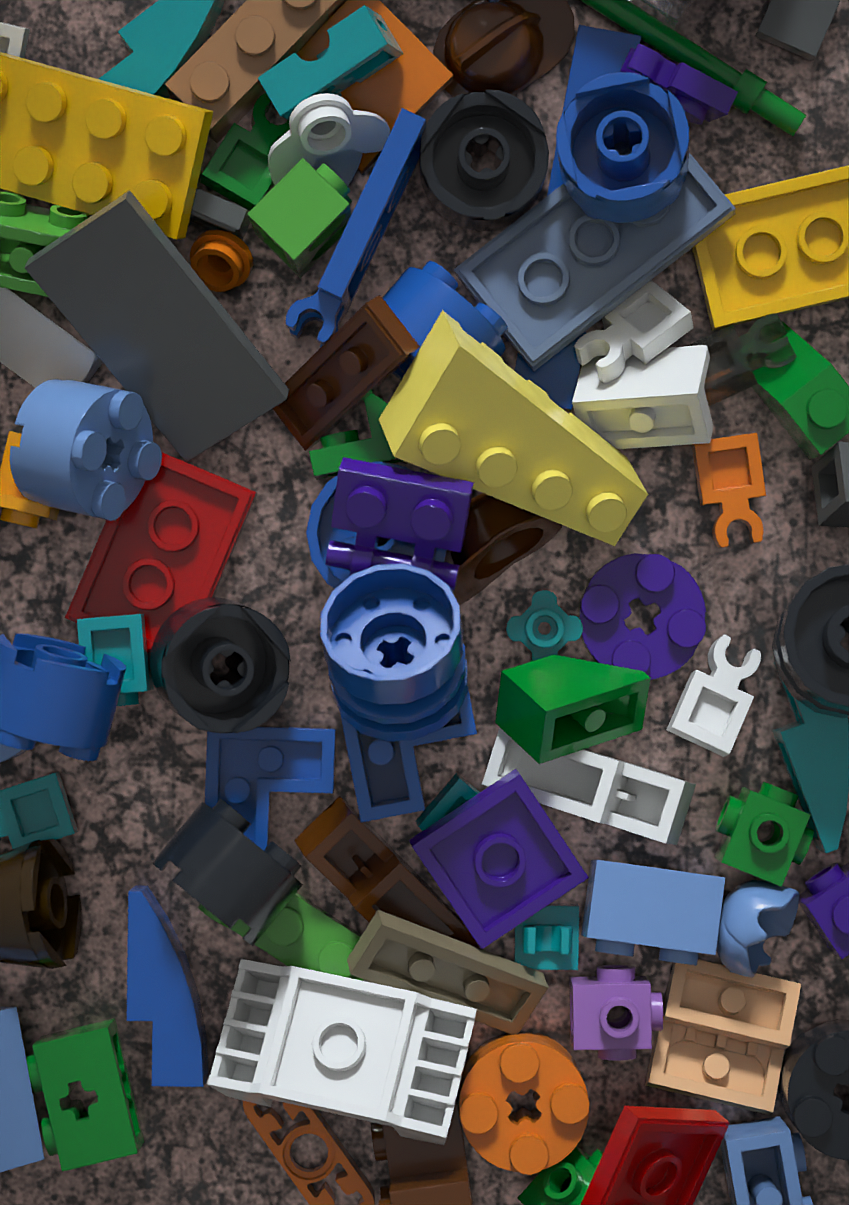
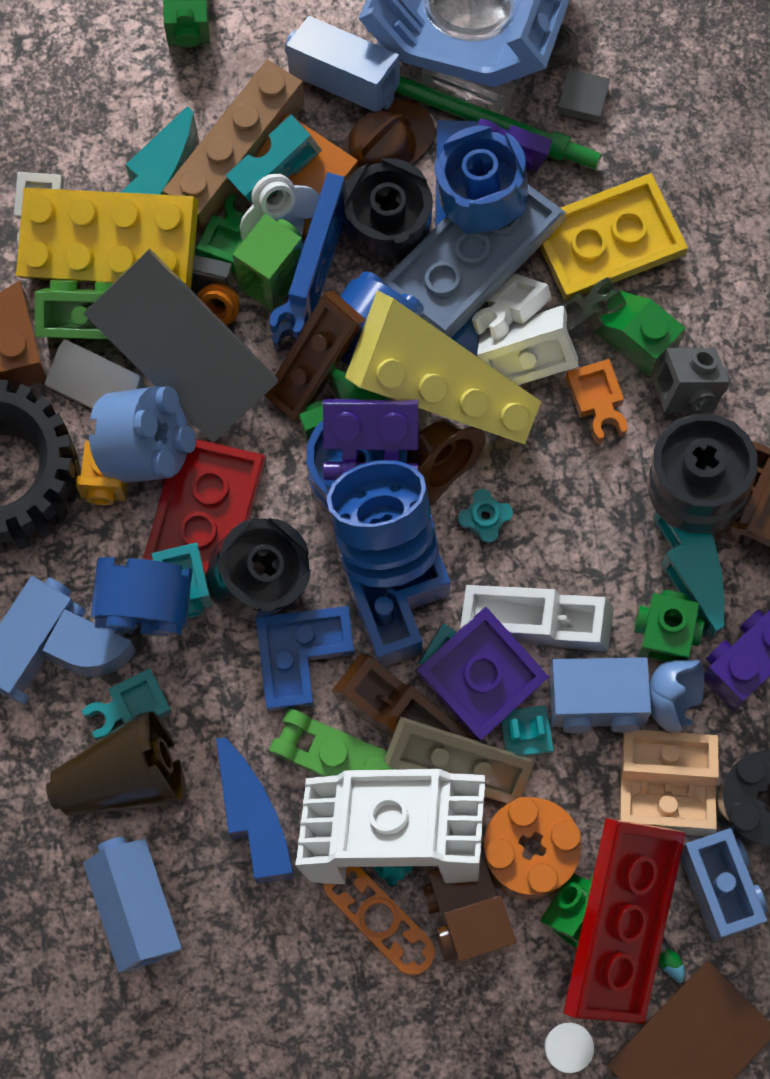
camera: 10 degrees left, 15 degrees down
(111, 1122) = (225, 921): green brick -> none
(229, 870) = (289, 703): black brick -> none
(569, 705) = (513, 559): green slope -> none
(594, 997) = (573, 785): medium lavender brick -> none
(652, 580) = (553, 472): dark purple plate -> none
(712, 704) = (615, 547): white plate -> none

